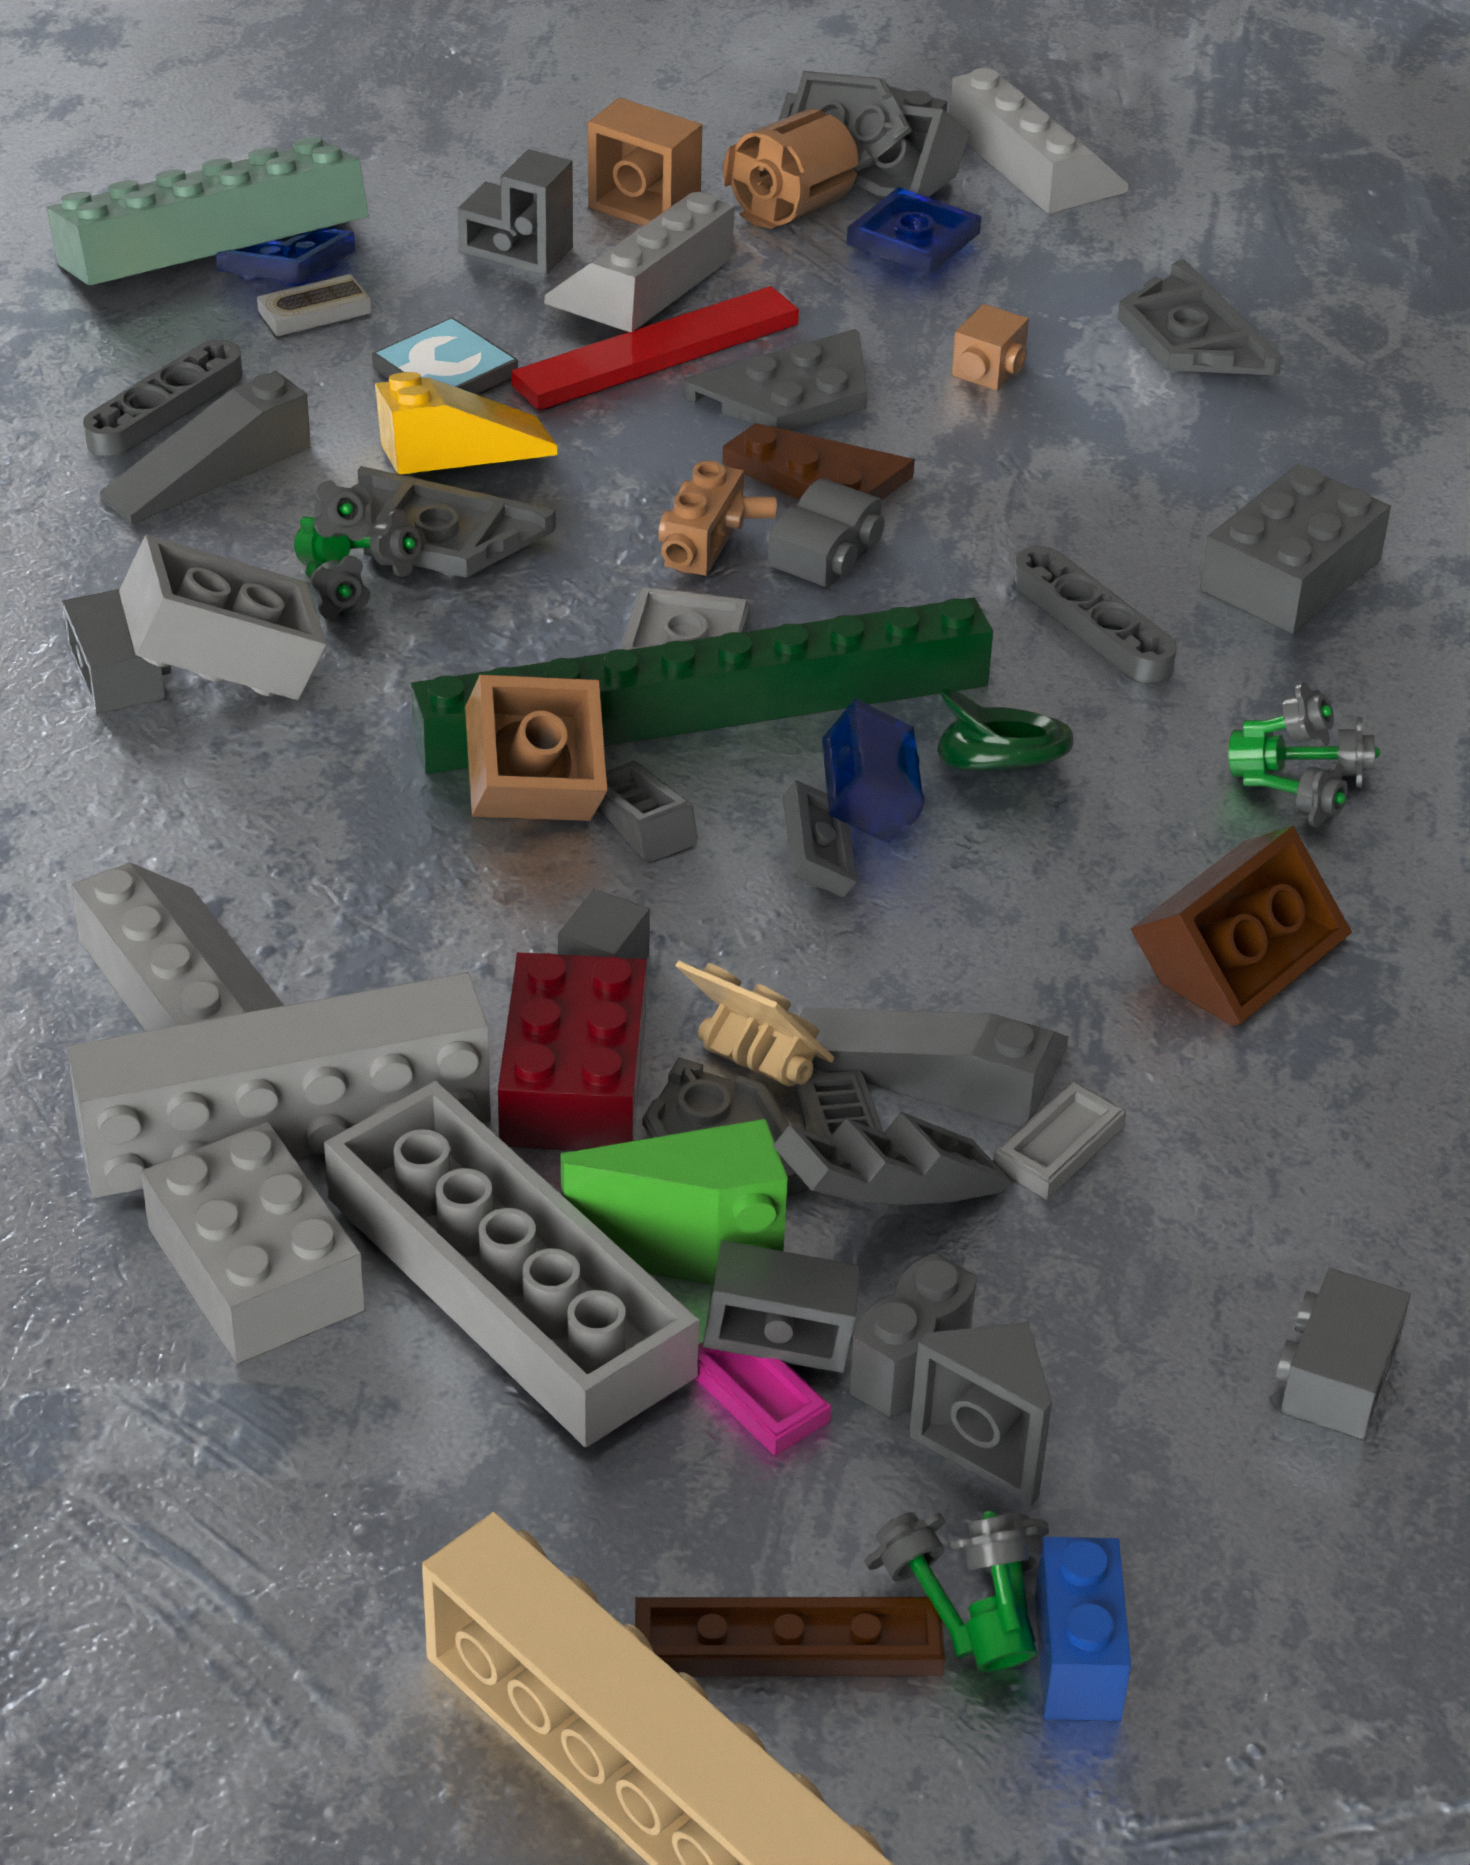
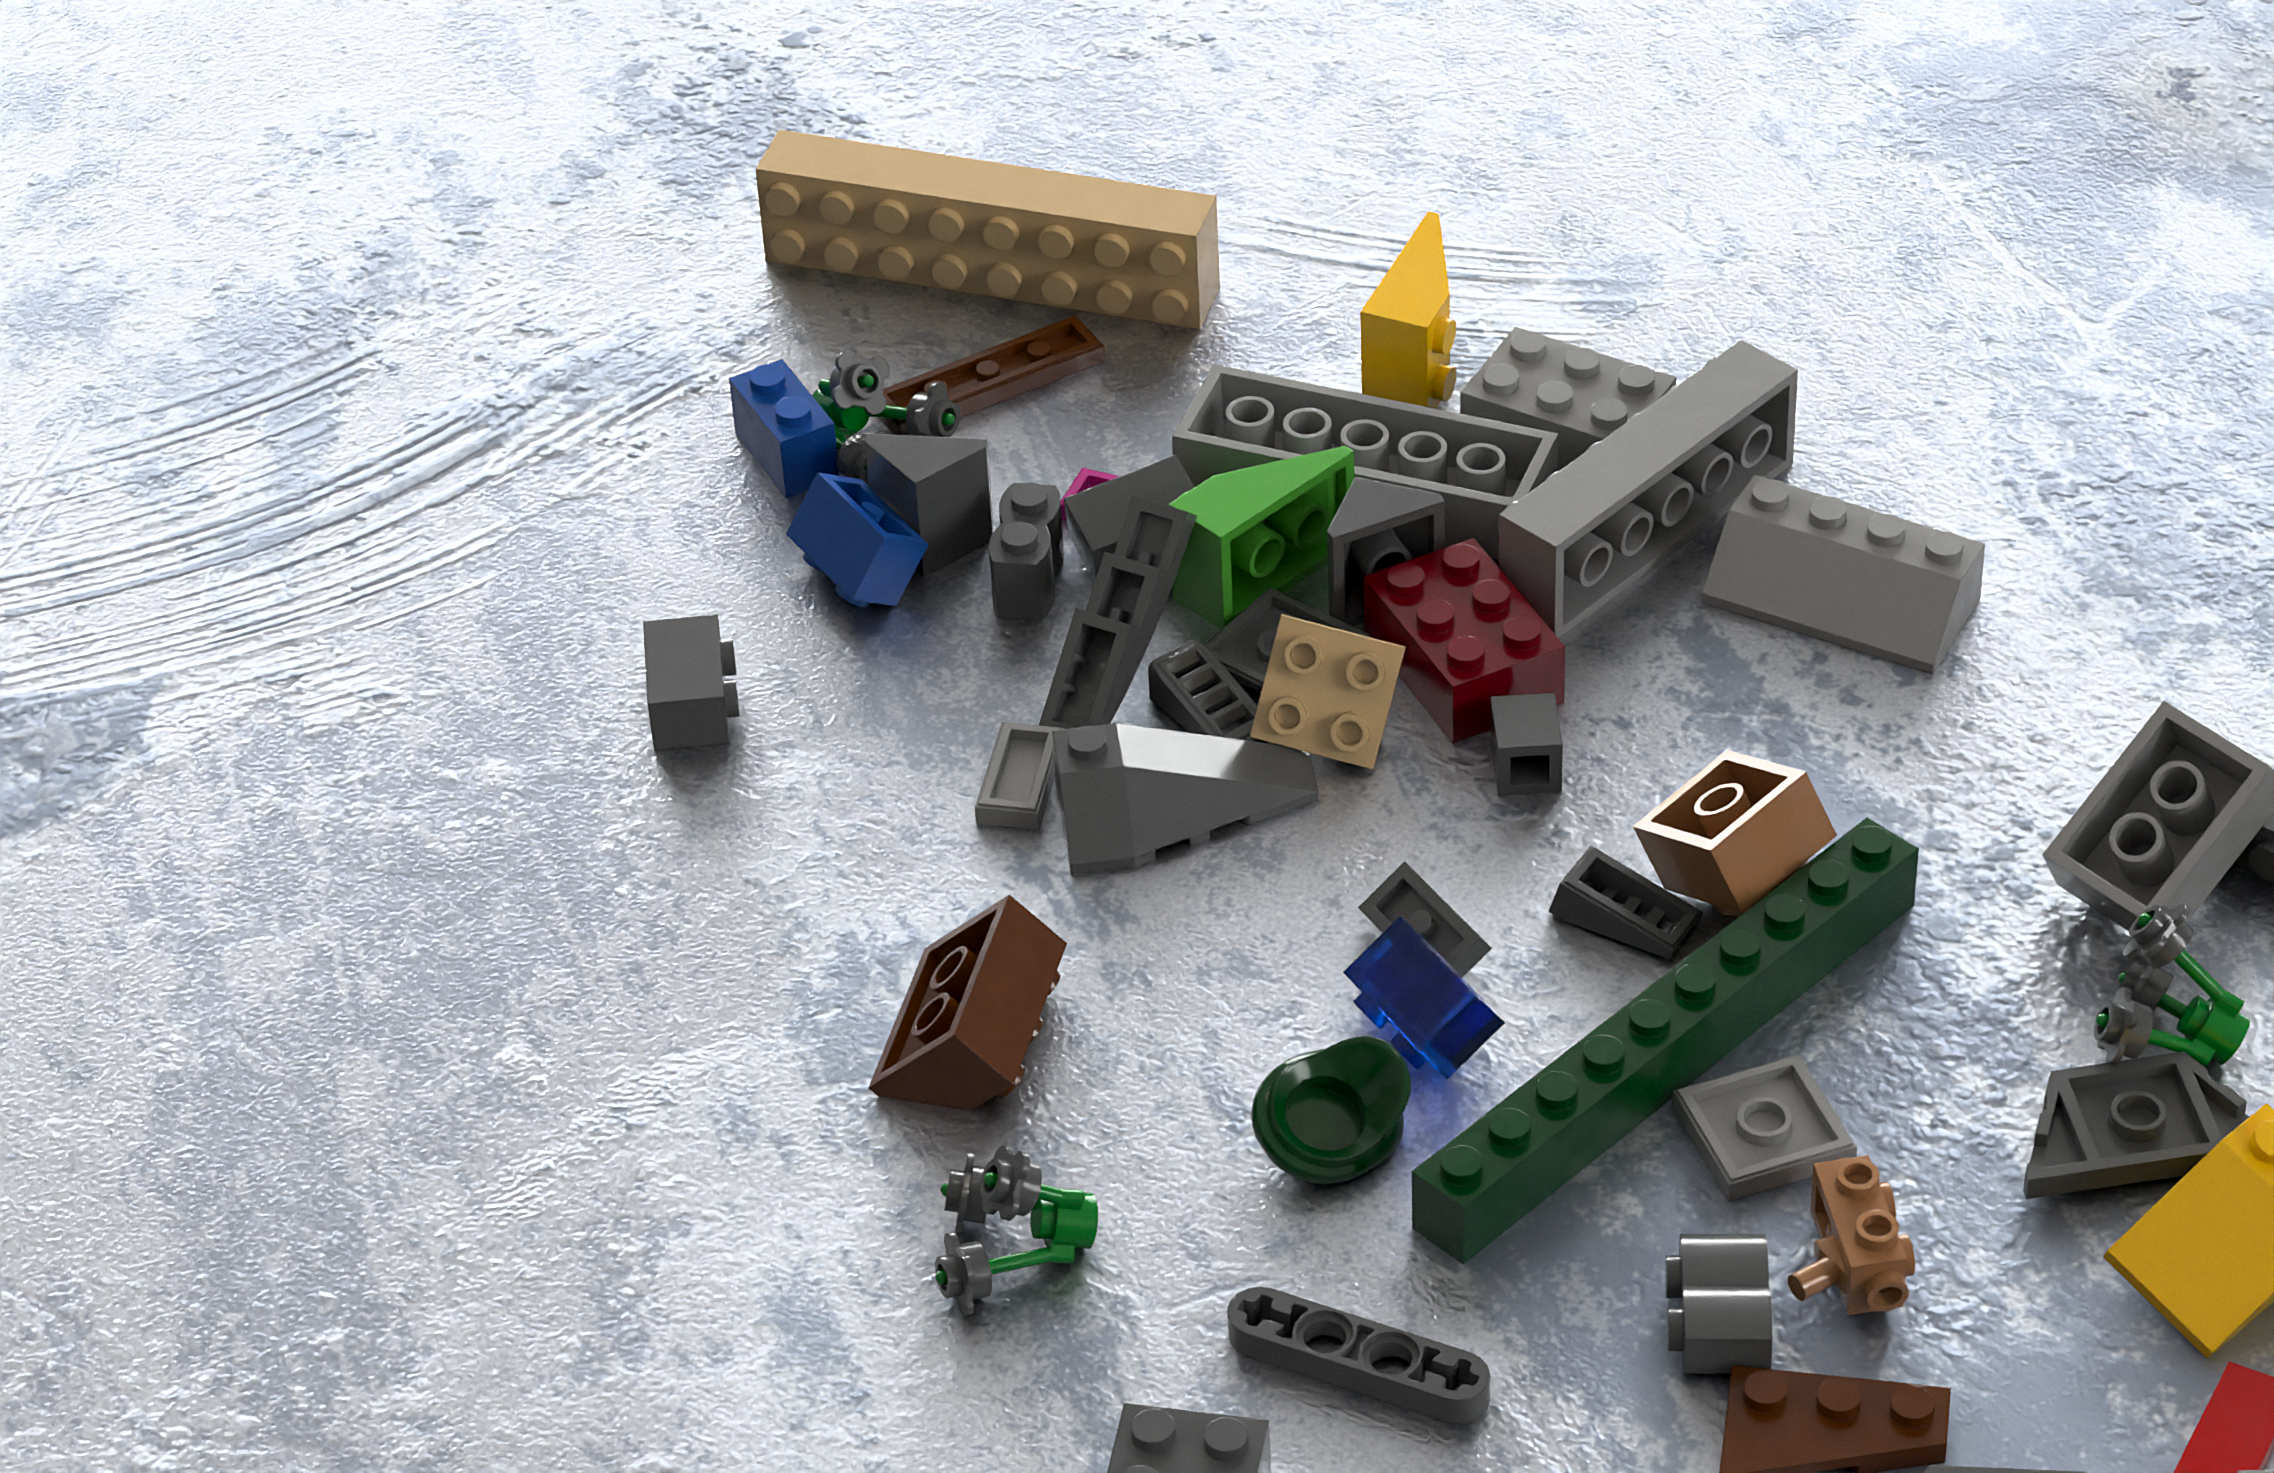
camera: 155 degrees right, 0 degrees up
(312, 1386) = (1410, 326): none -> yellow slope
(584, 1109) = (1374, 531): none -> dark grey slope
(1094, 1415) = (856, 540): none -> blue brick

